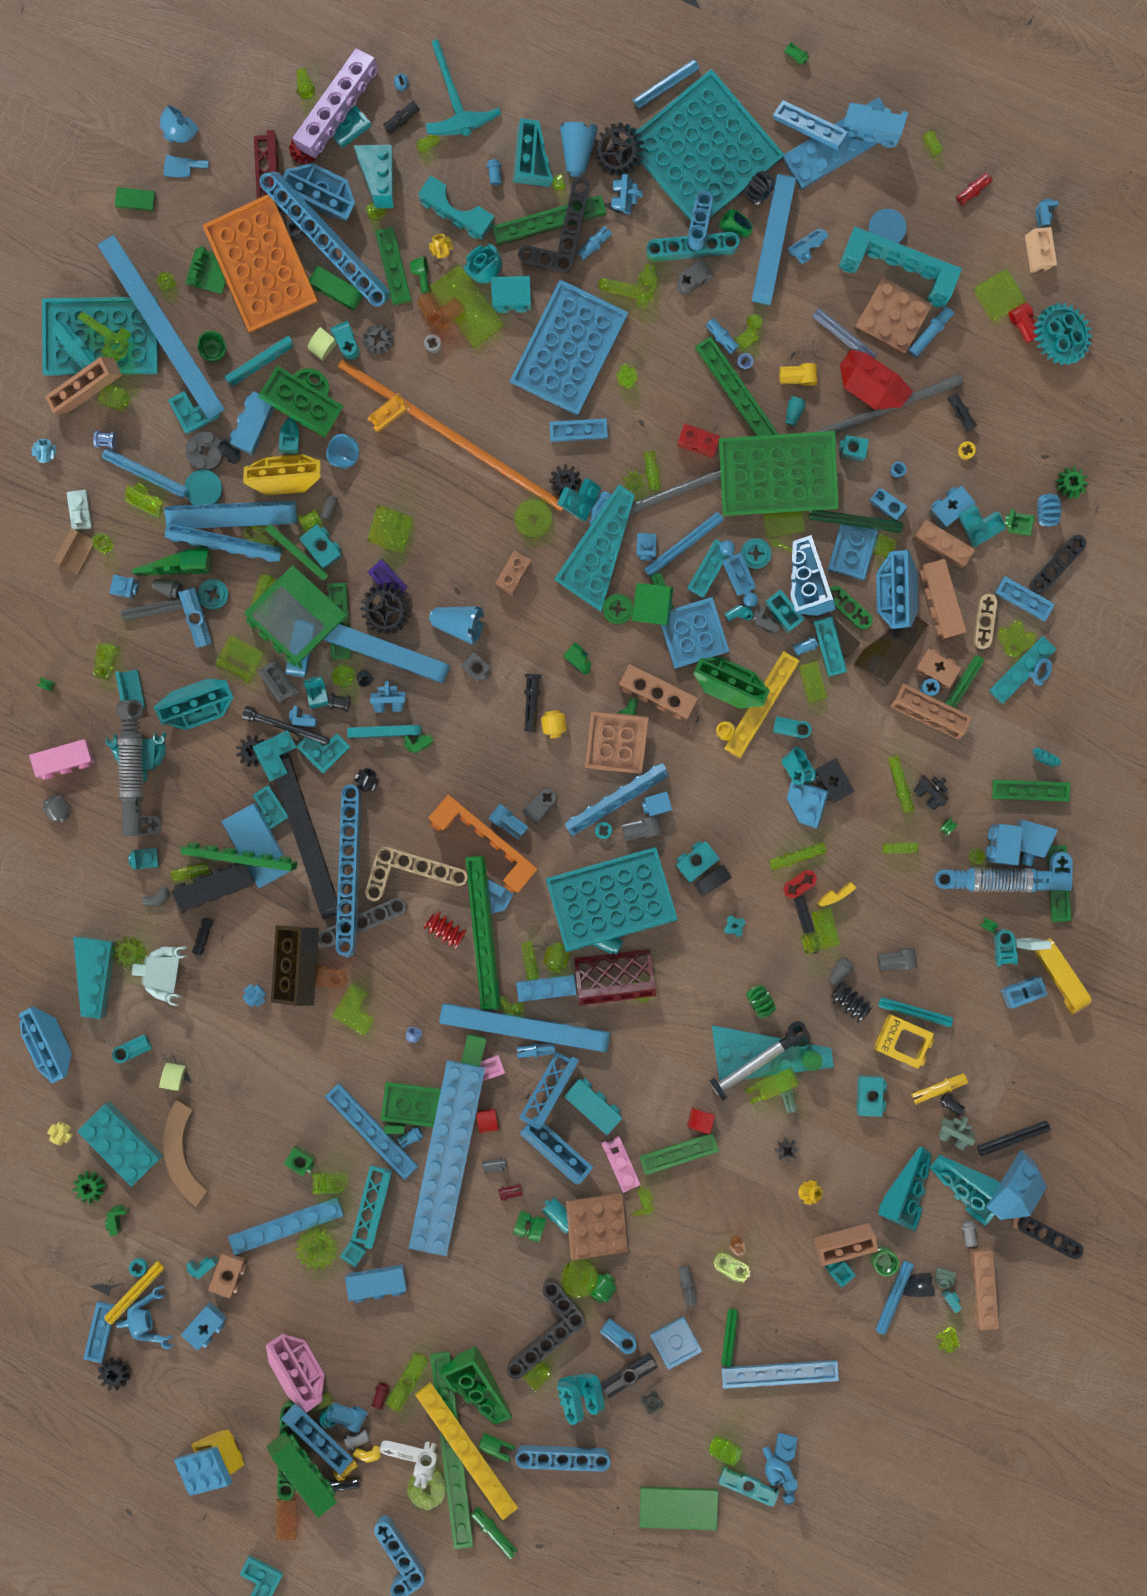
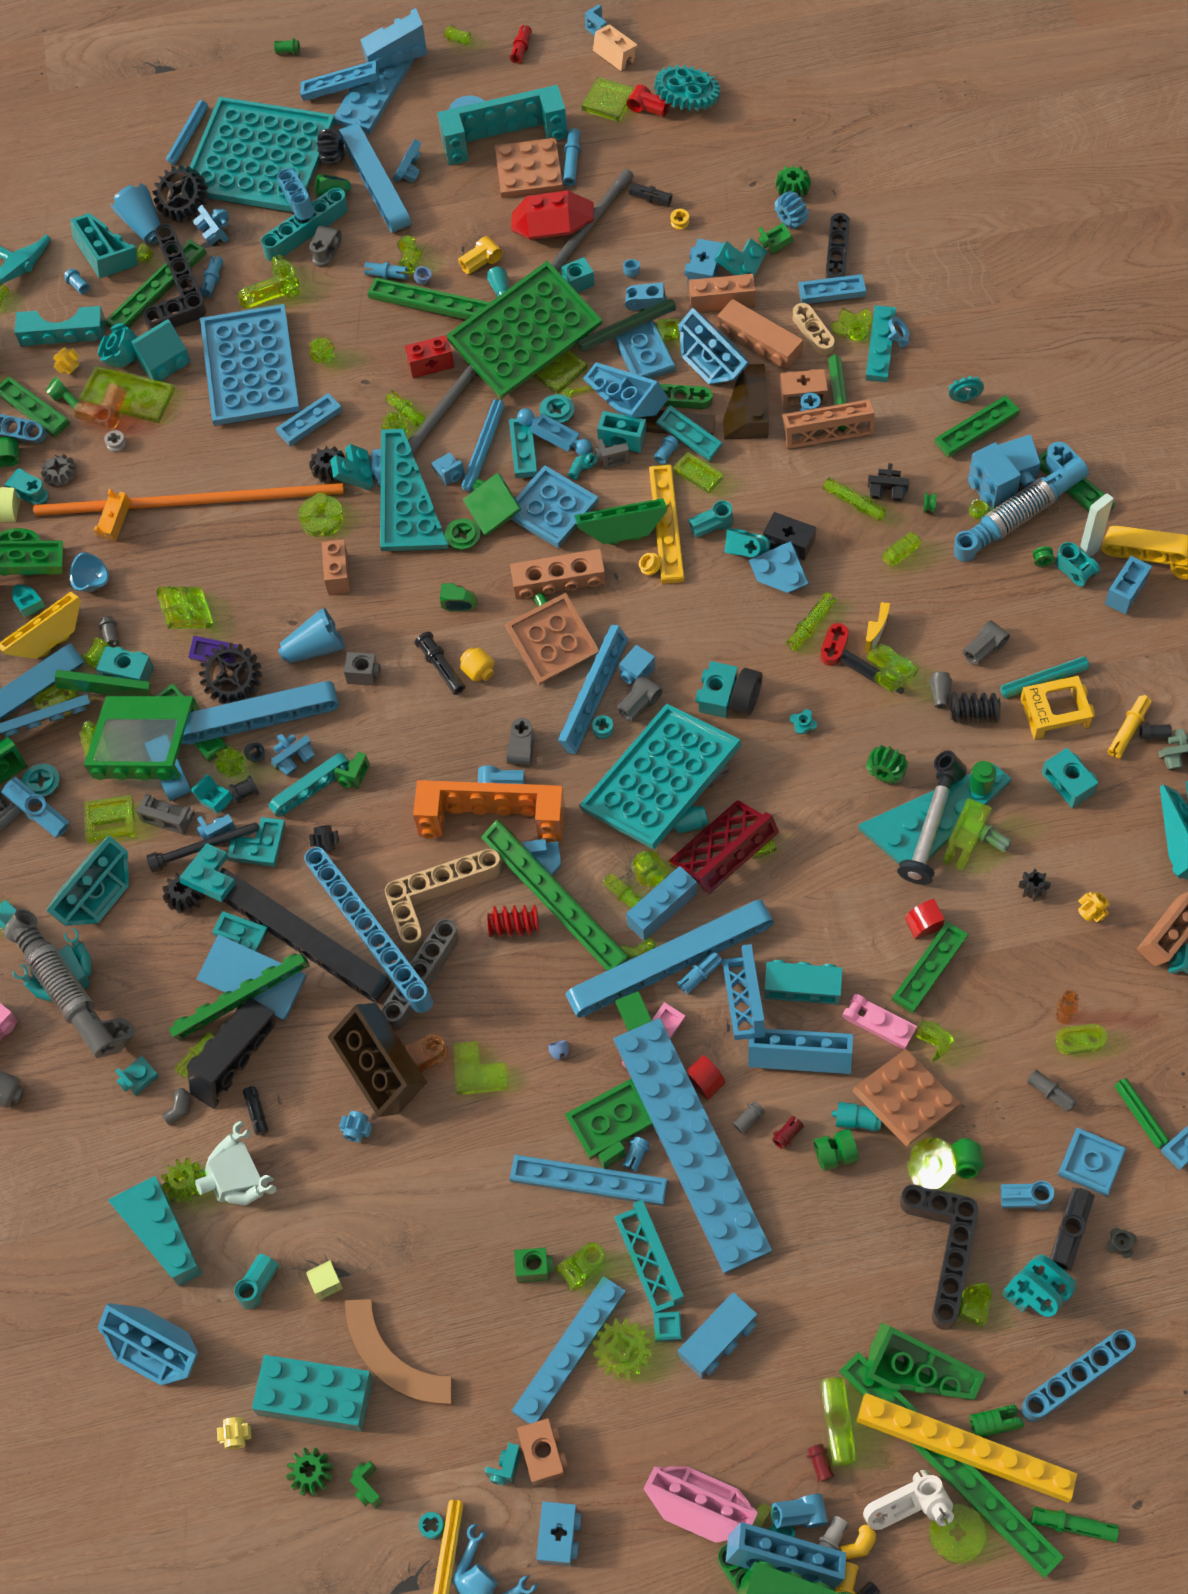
camera: 25 degrees left, 25 degrees down
(841, 332) = (486, 205): sand blue axle -> none

